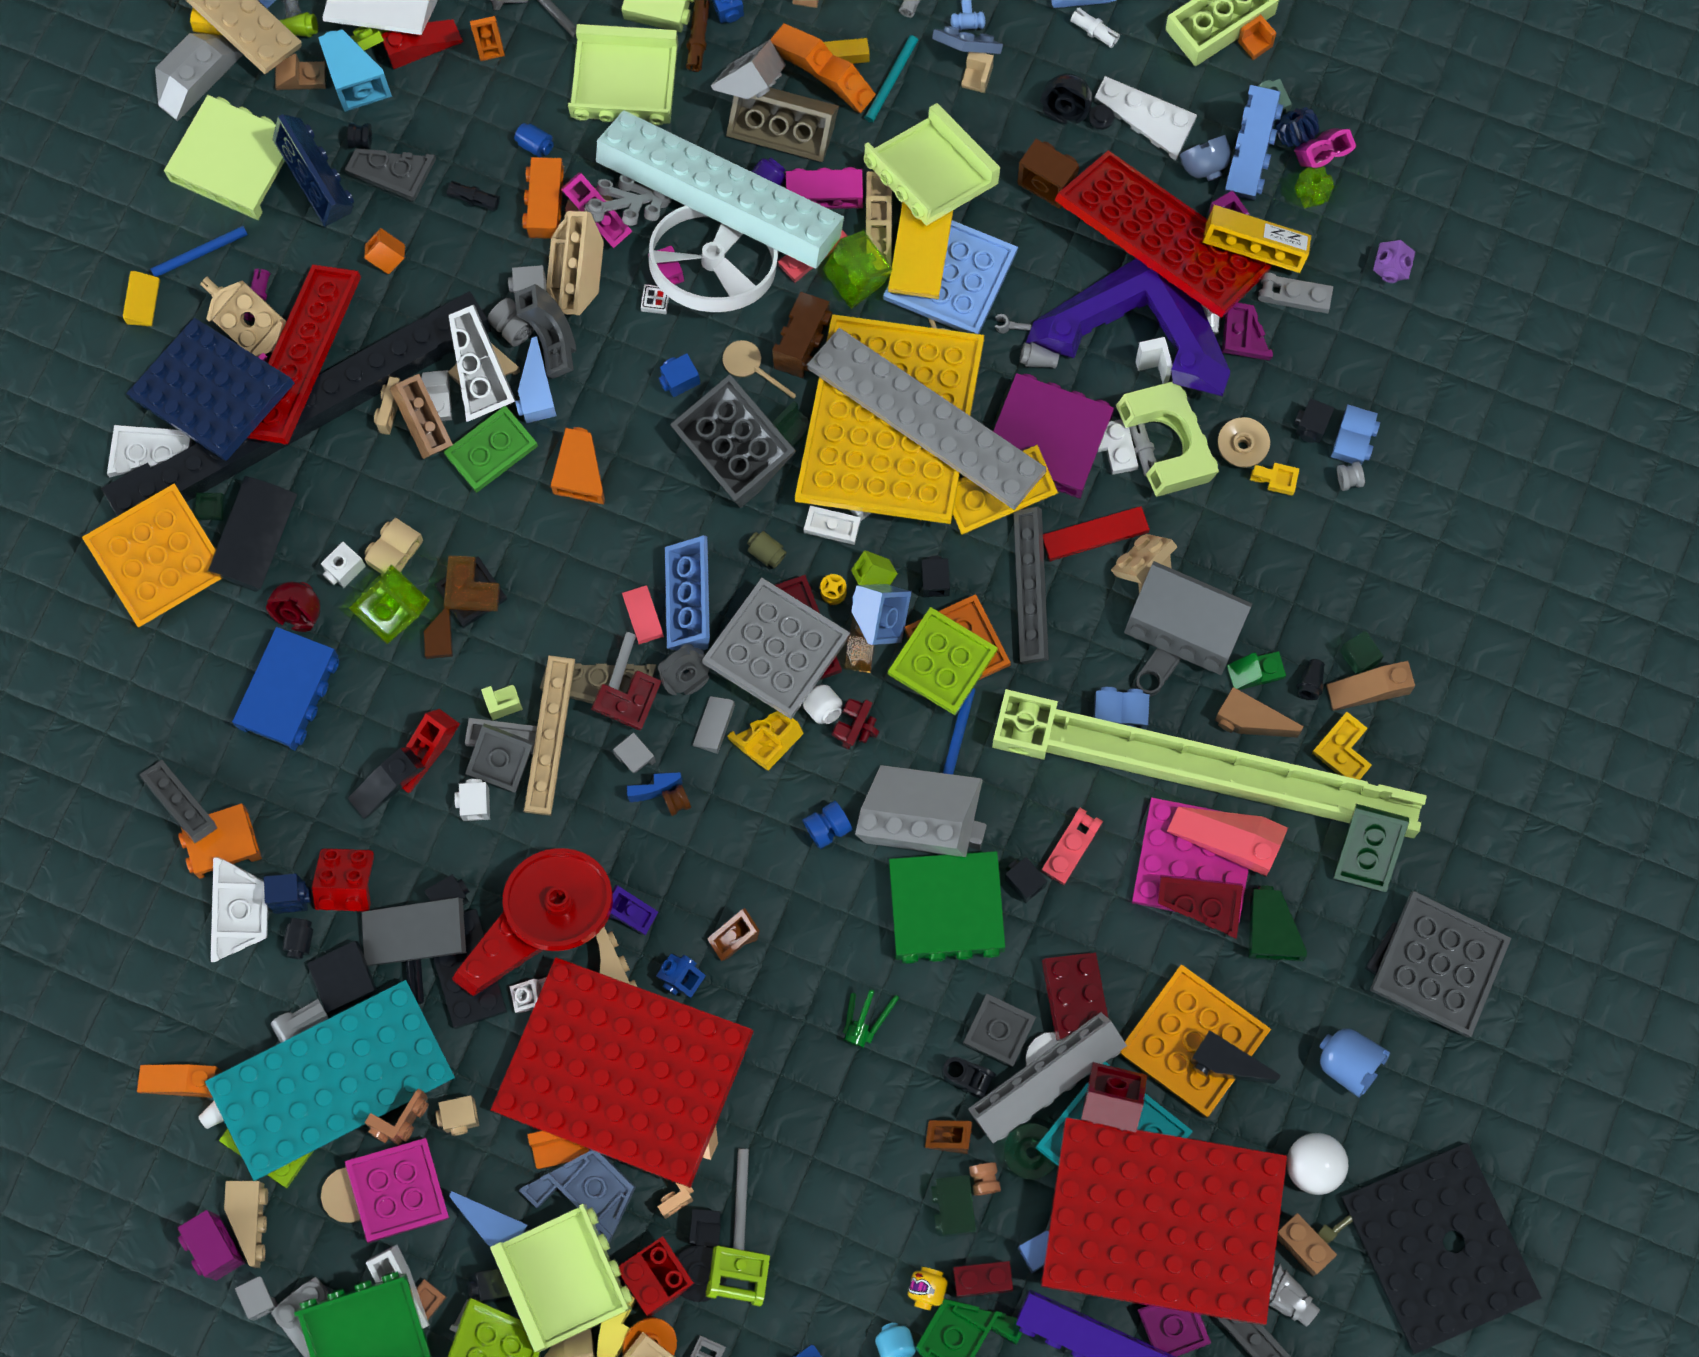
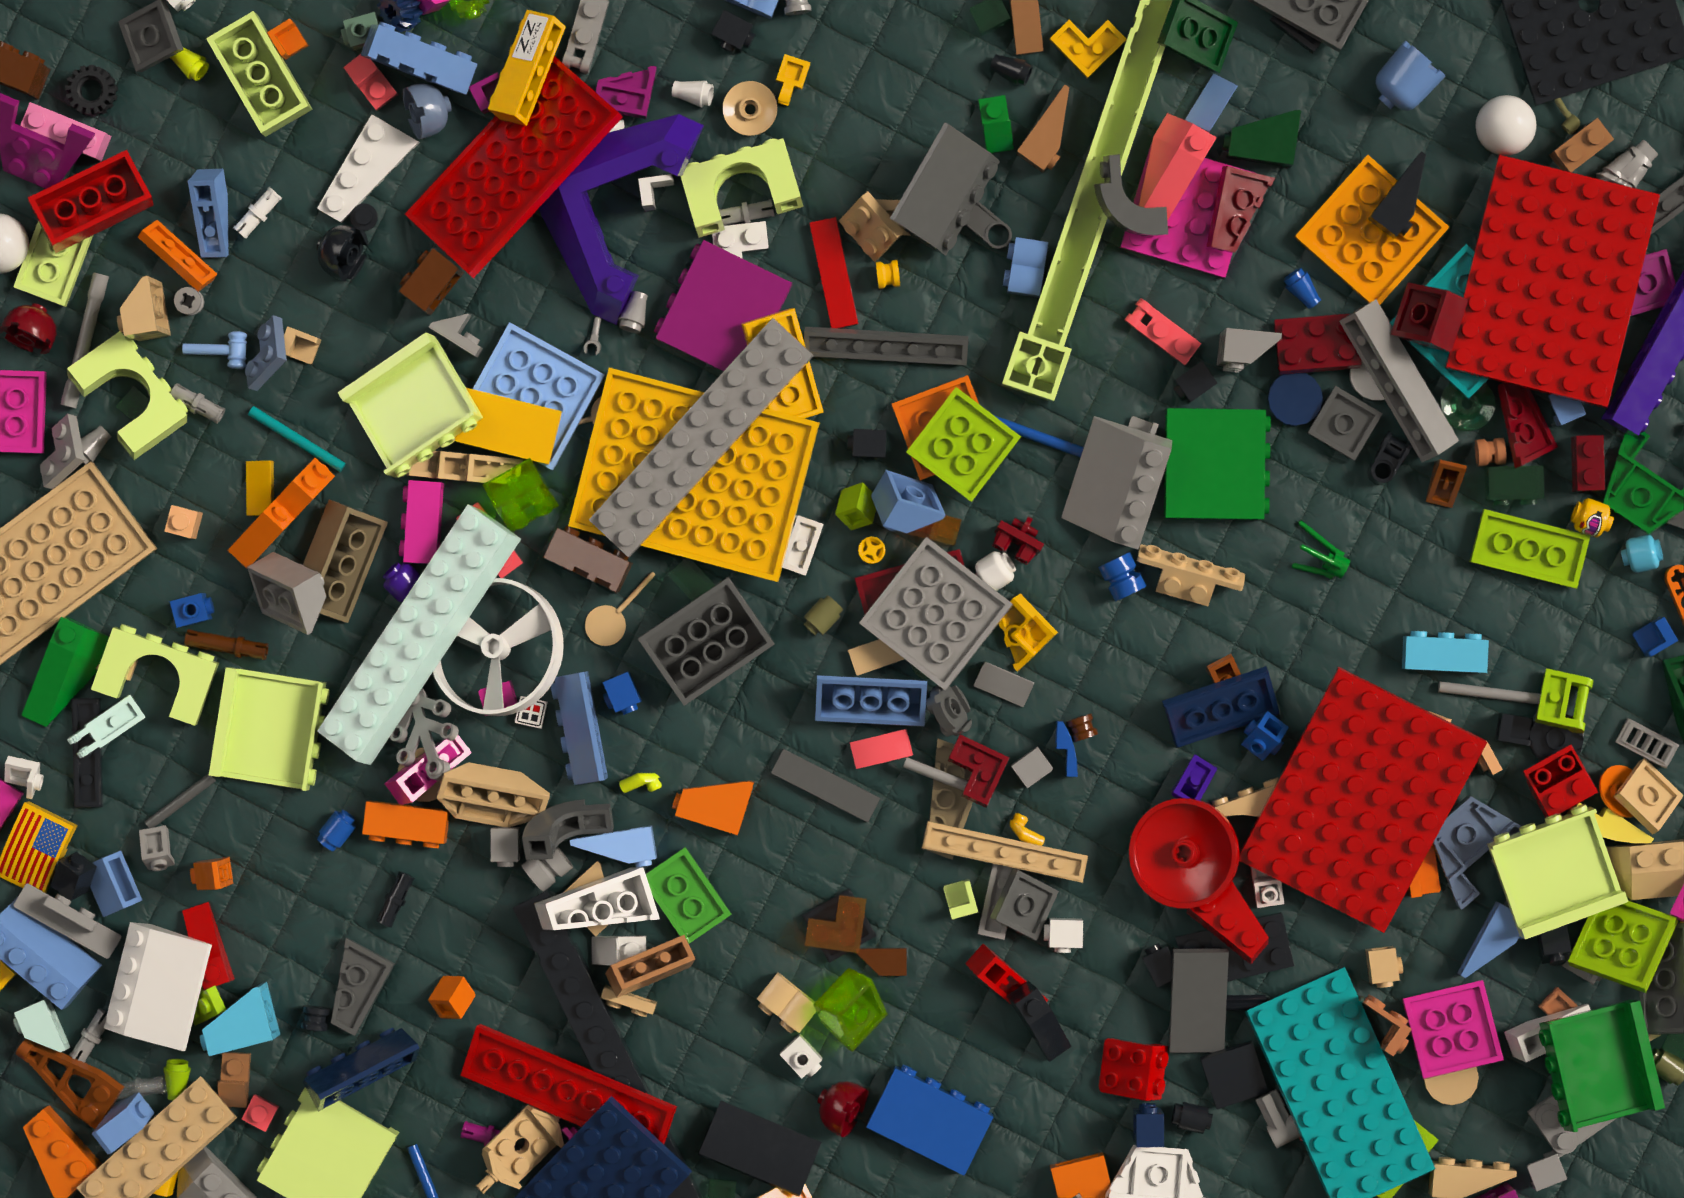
camera: 90 degrees left, 15 degrees up
(271, 99) = (260, 1112): none -> coral plate
(570, 753) = (1017, 825): none -> yellow arm
(598, 398) = (640, 779): none -> neon yellow arm
(604, 567) = (825, 785): none -> dark grey tile
(643, 341) = (580, 727): none -> medium blue slope
(706, 930) = (1220, 707): none -> dark blue tile
(729, 596) = (872, 656): none -> tan tile
(777, 1150) = (1445, 652): none -> medium azure brick
(833, 889) = (1189, 577): none -> tan bracket
(890, 1228) = (1530, 548): none -> lime plate
(1003, 201) = (452, 328): none -> light grey slope
(1015, 1211) = (1525, 424): none -> dark red wing
(1019, 980) = (1295, 398): none -> dark blue tile
(1063, 916) = (1242, 347): none -> light grey slope
(1100, 581) = (888, 274): none -> yellow wheel
(1131, 976) = (1301, 287): none -> blue cone
(1180, 795) = (1120, 209): none -> dark grey arch
(1225, 113) = (370, 81): none -> coral slope
(1252, 394) = (694, 92): none -> white cone
(1302, 874) = (1211, 102): none -> medium blue slope

